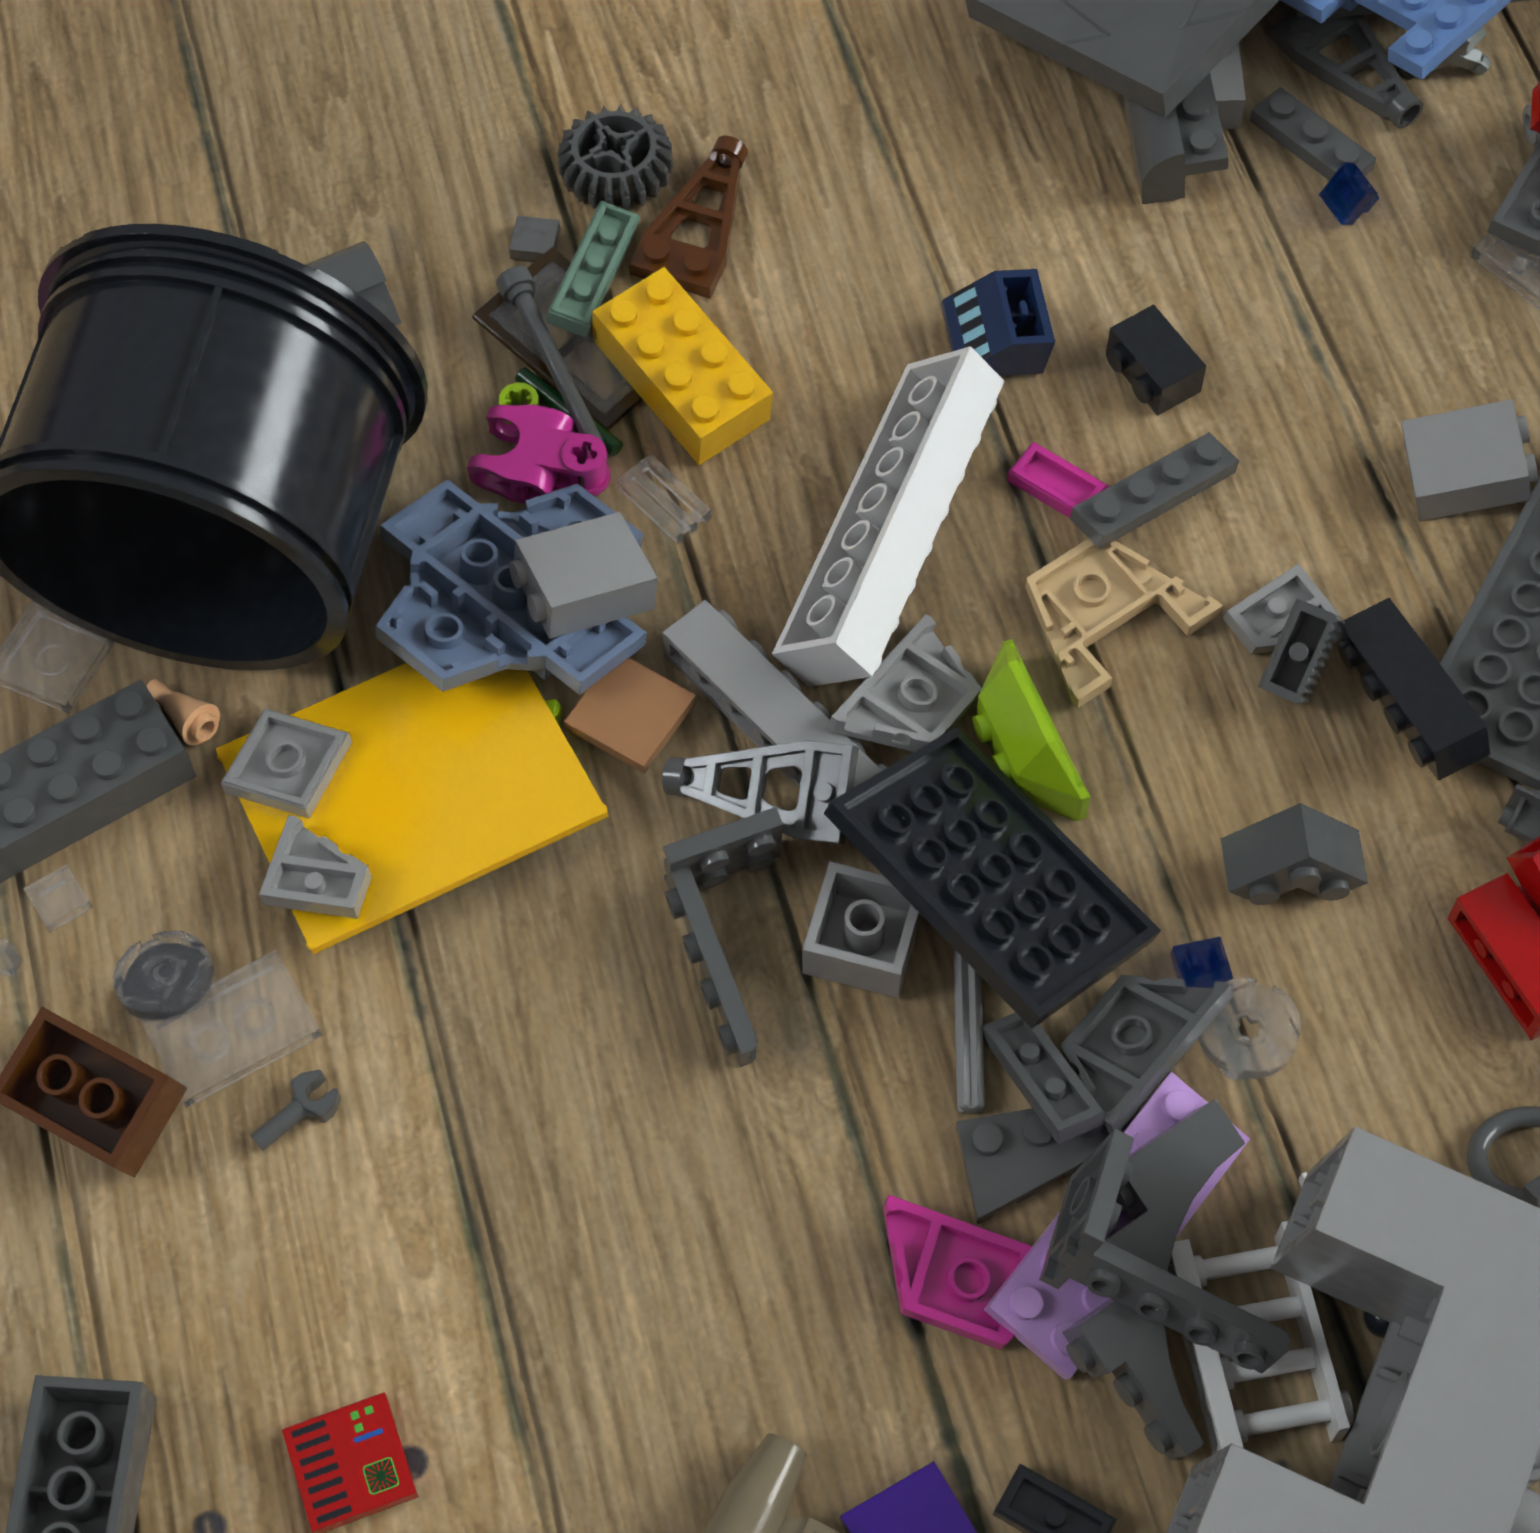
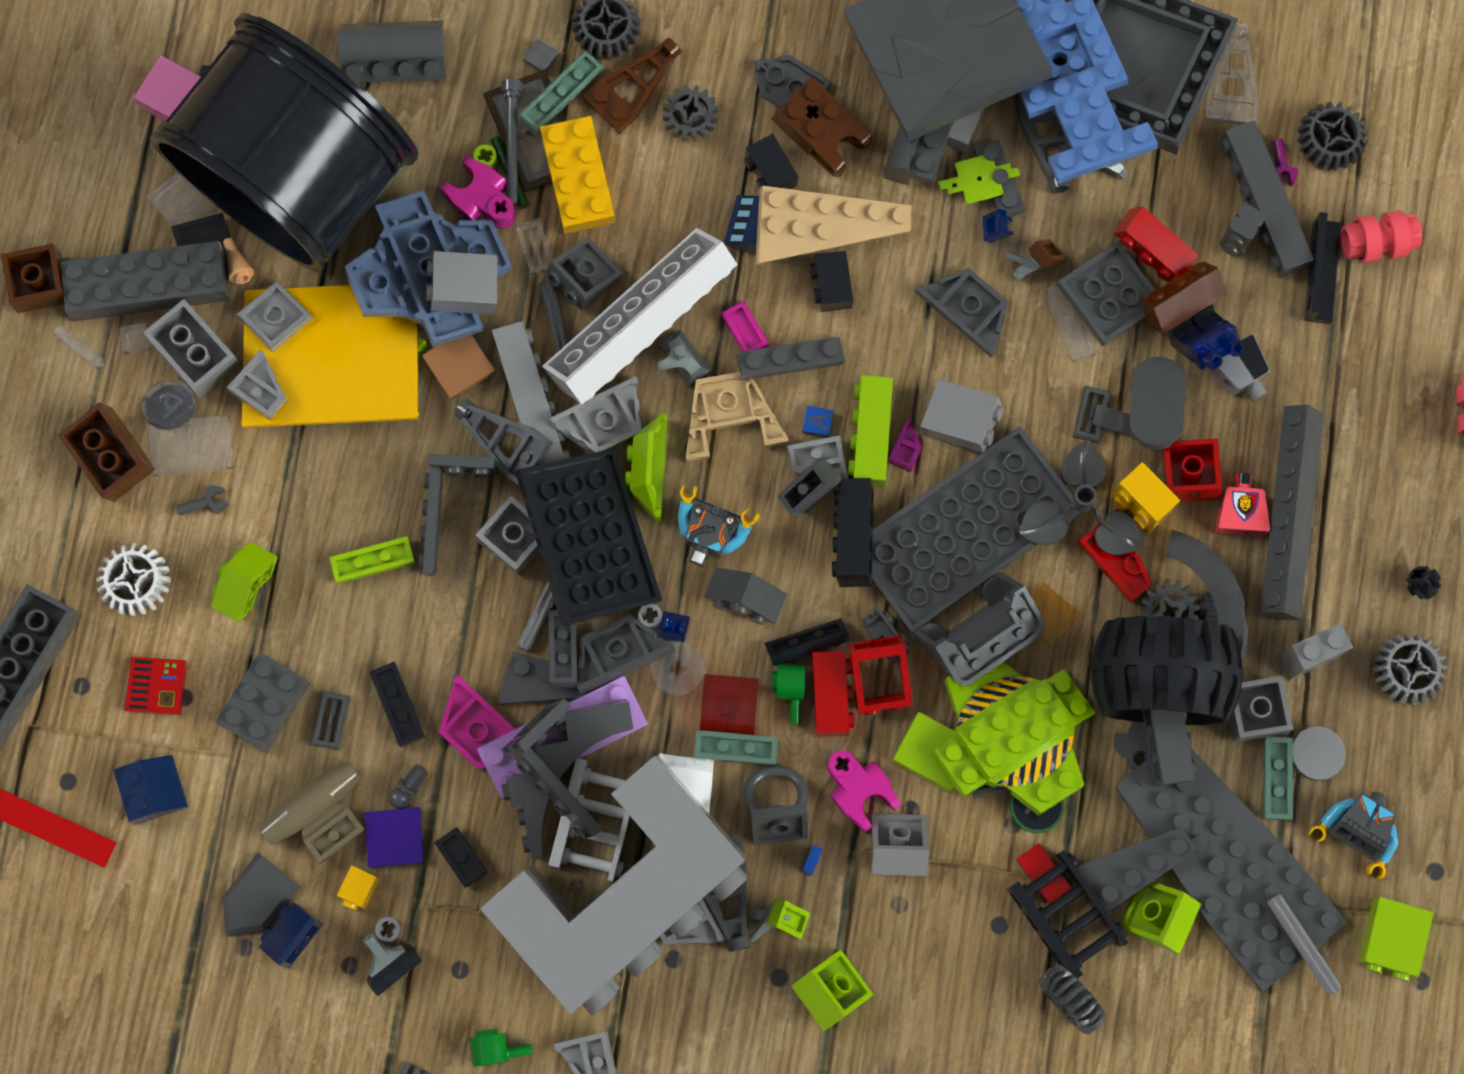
camera: 20 degrees right, 15 degrees up
(99, 681) = (201, 230): none -> black tile
(167, 866) = (191, 348): none -> light grey brick
(212, 1307) = (145, 576): none -> white gear
(428, 1206) = (241, 579): none -> lime brick
(563, 1401) = (263, 702): none -> dark grey brick
(638, 1077) = (372, 560): none -> lime plate
(708, 1425) = (341, 723): none -> dark grey tile
(746, 580) = (554, 315): none -> dark grey axle
(762, 500) = (582, 273): none -> dark grey plate
(804, 1299) = (397, 704): none -> black plate
(807, 223) = (700, 116): none -> dark grey gear
(888, 1460) = (400, 796): none -> dark grey axle
(934, 135) = (783, 77): none -> dark grey tile
(968, 242) = (770, 164): none -> black brick
(987, 559) = (684, 358): none -> piece
(1016, 163) = (826, 128): none -> reddish brown brick
(1090, 281) = (813, 222): none -> tan wing
(1158, 951) = (643, 611): none -> light grey bush
(1176, 784) = (711, 528): none -> torso
(1247, 565) = (817, 421): none -> blue tile
(1289, 162) = (967, 181): none -> lime piece
(1339, 534) = (872, 428): none -> lime brick
(1367, 1046) = (729, 704): none -> clear red slope
(1377, 315) = (968, 306): none -> dark grey wing
(1404, 547) = (905, 448): none -> magenta tile
(1424, 1107) = (736, 747): none -> sand green plate
(1432, 892) = (807, 641): none -> black plate
(1449, 967) = (789, 684): none -> green piece
(1450, 199) = (1043, 254): none -> reddish brown piece

